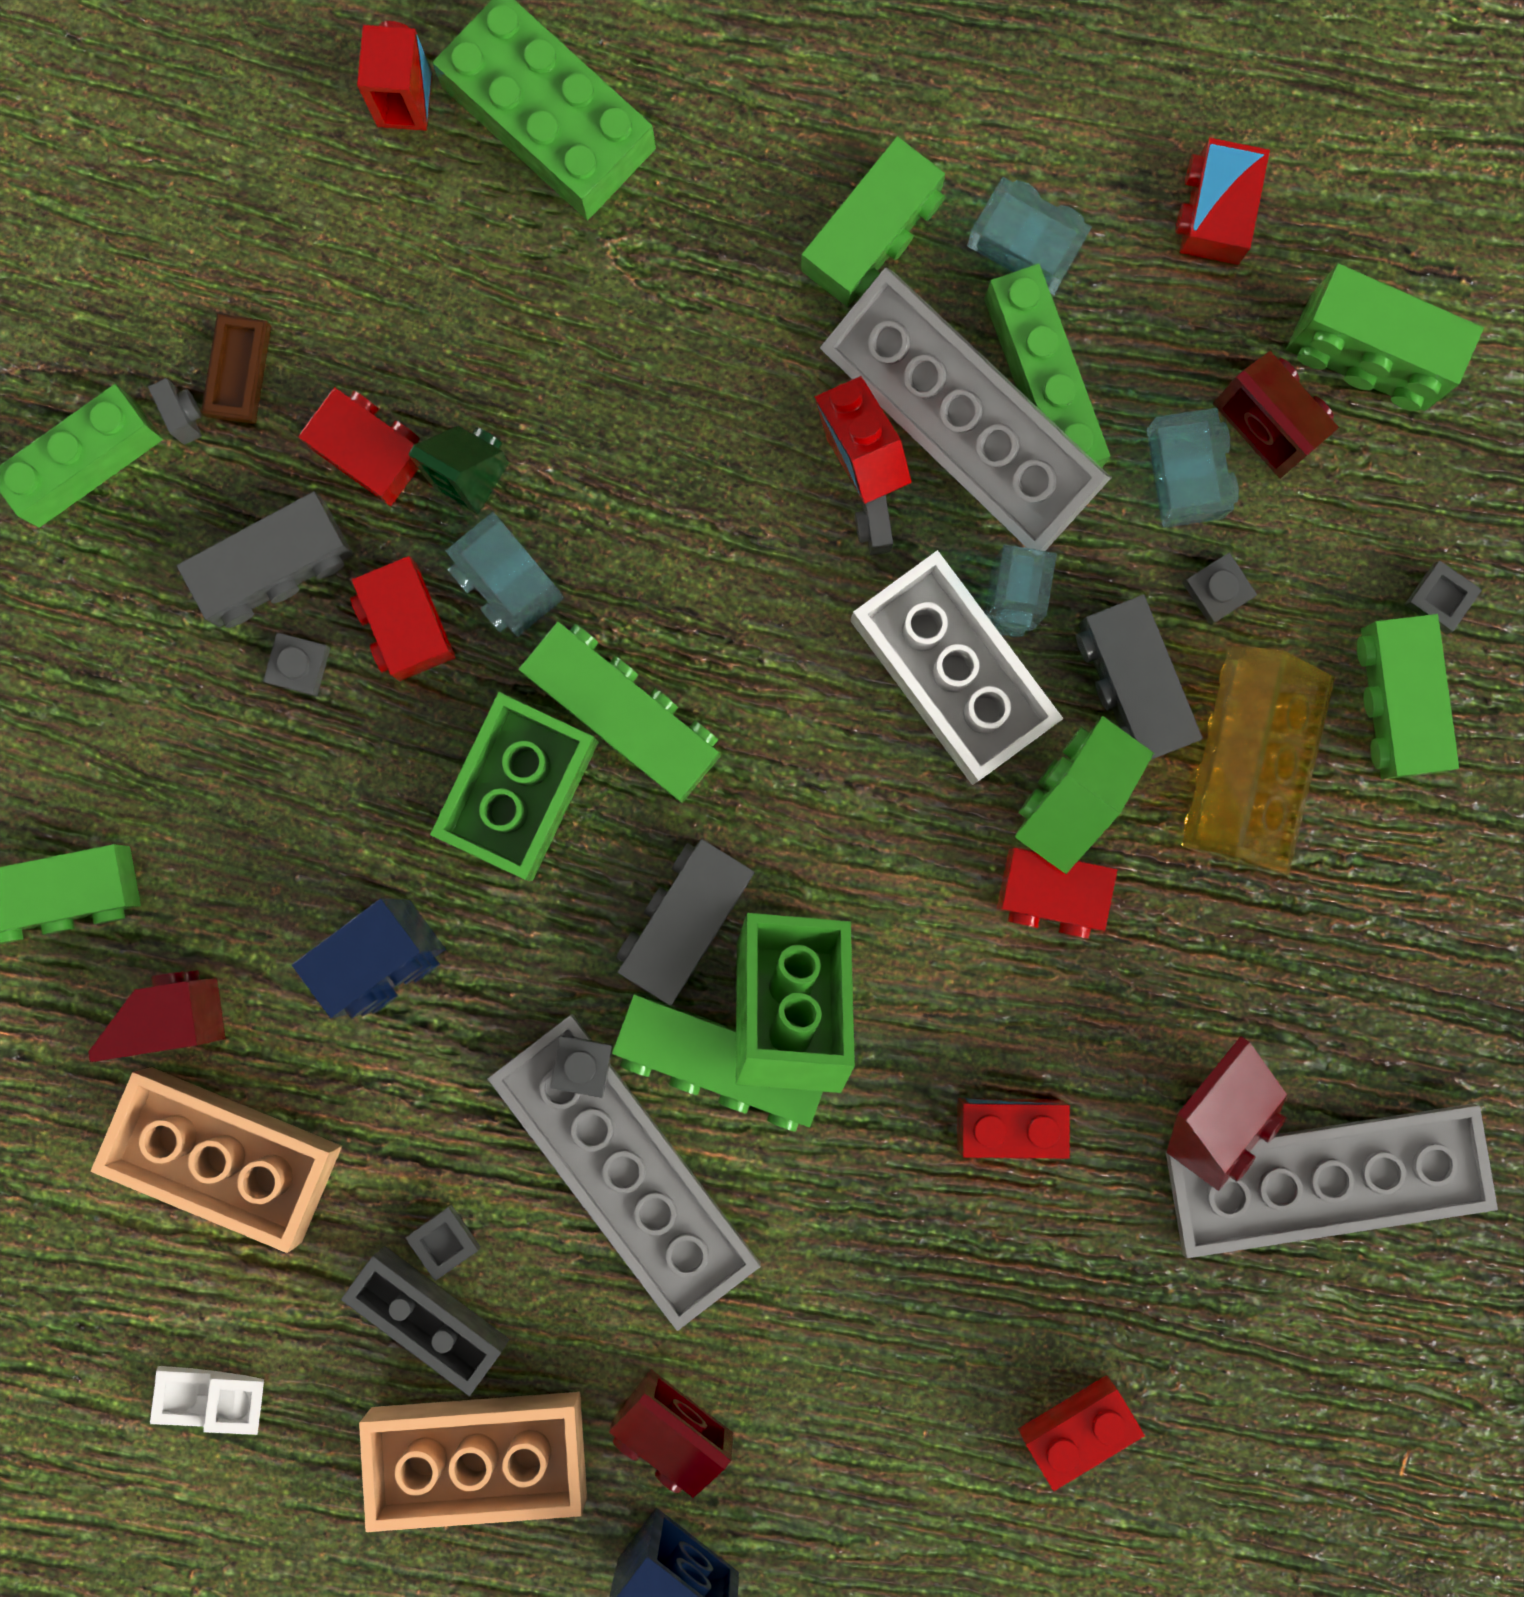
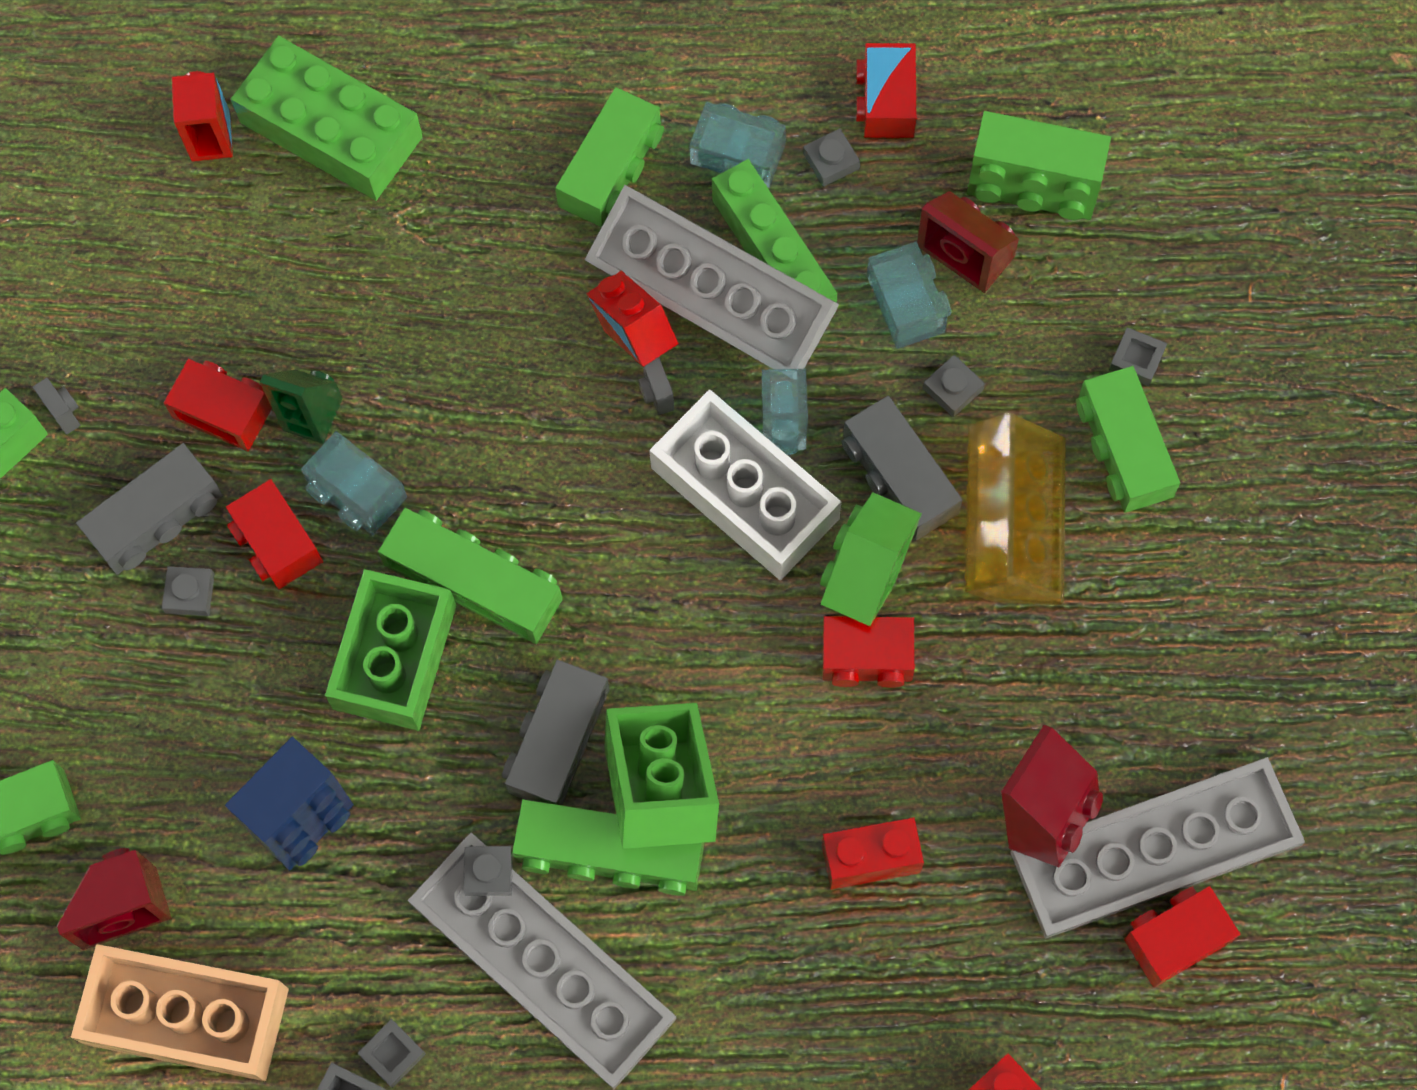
camera: 10 degrees left, 15 degrees down
(236, 368) = (102, 366): reddish brown tile -> none
(1136, 272) = (831, 157): none -> dark grey plate
(1335, 1286) = (1180, 935): none -> red brick

